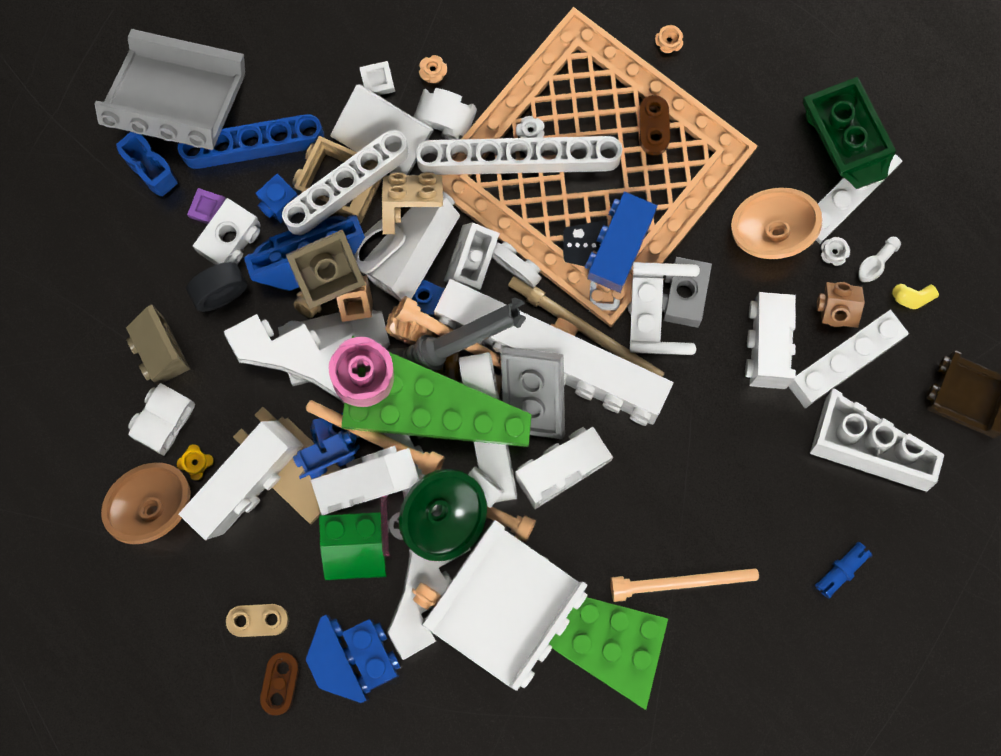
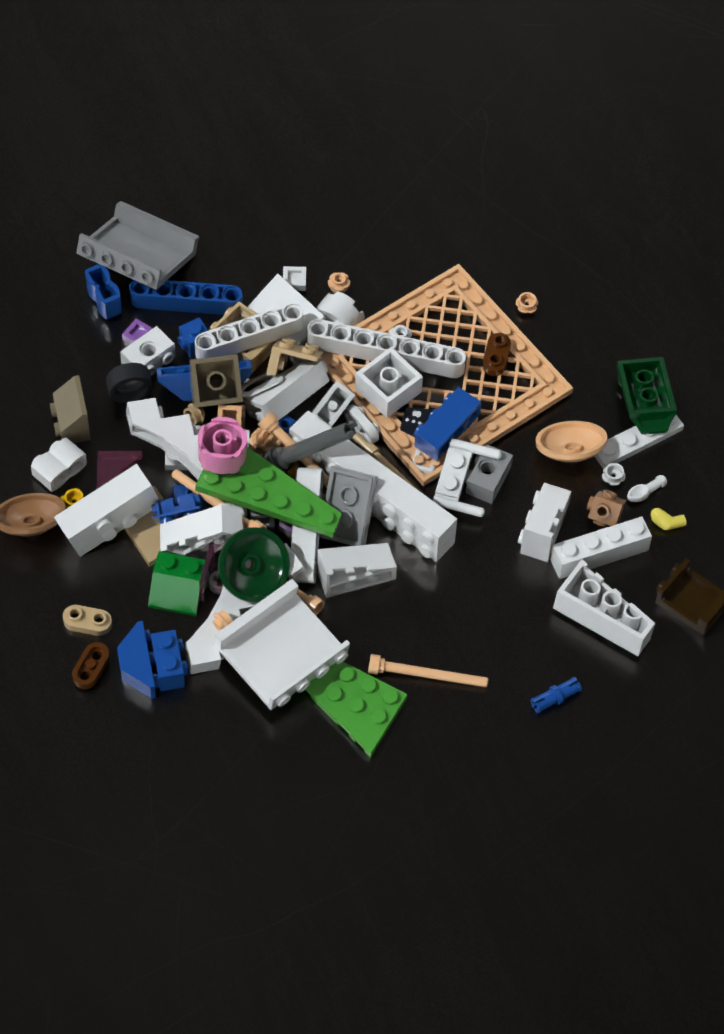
camera: 10 degrees right, 20 degrees down
(227, 401) = (113, 463): none -> clear pink tile
(536, 205) = (388, 382): none -> white brick

